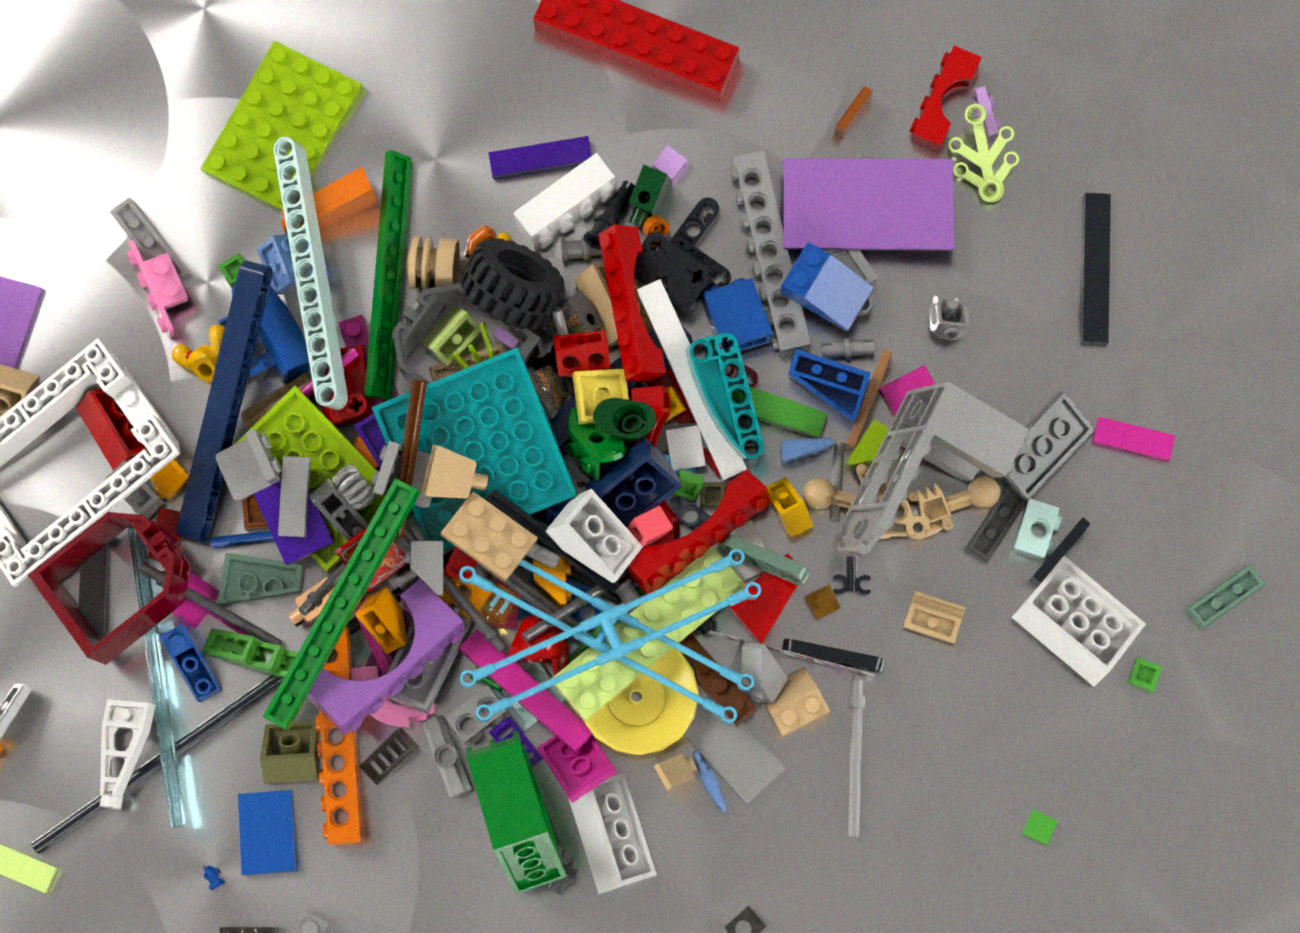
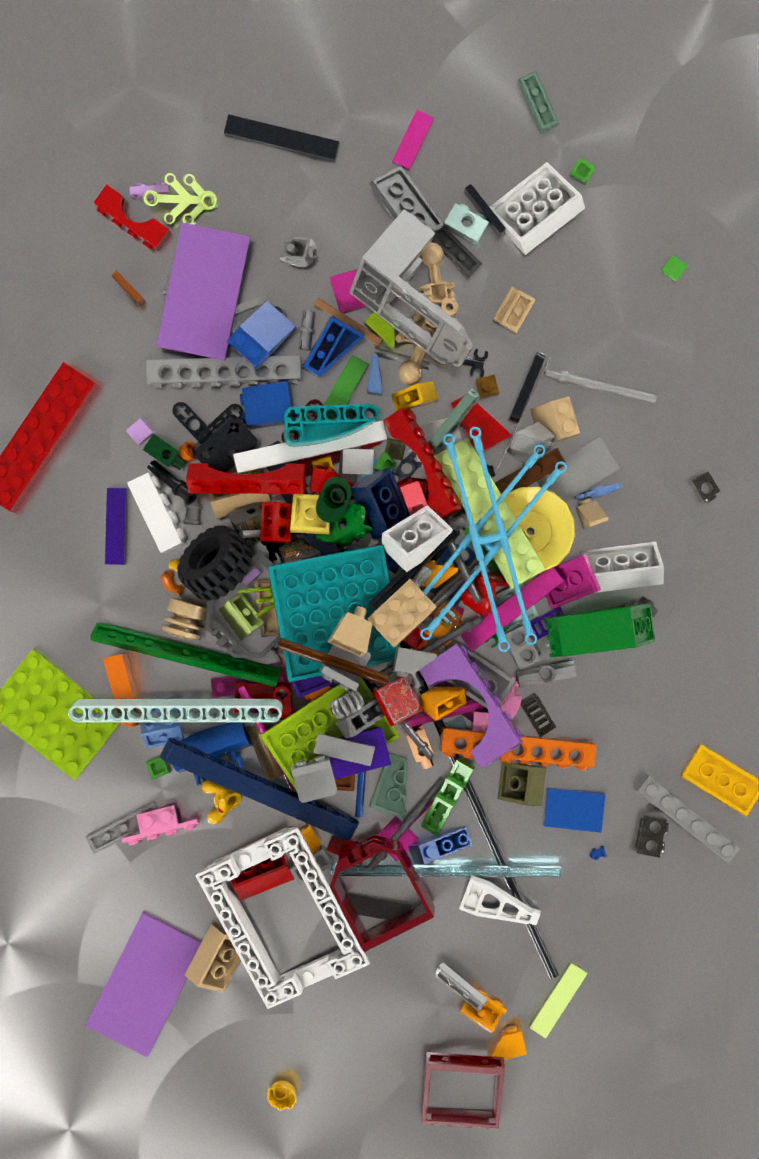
camera: 85 degrees left, 10 degrees up
(341, 604) = (432, 727): green plate -> none

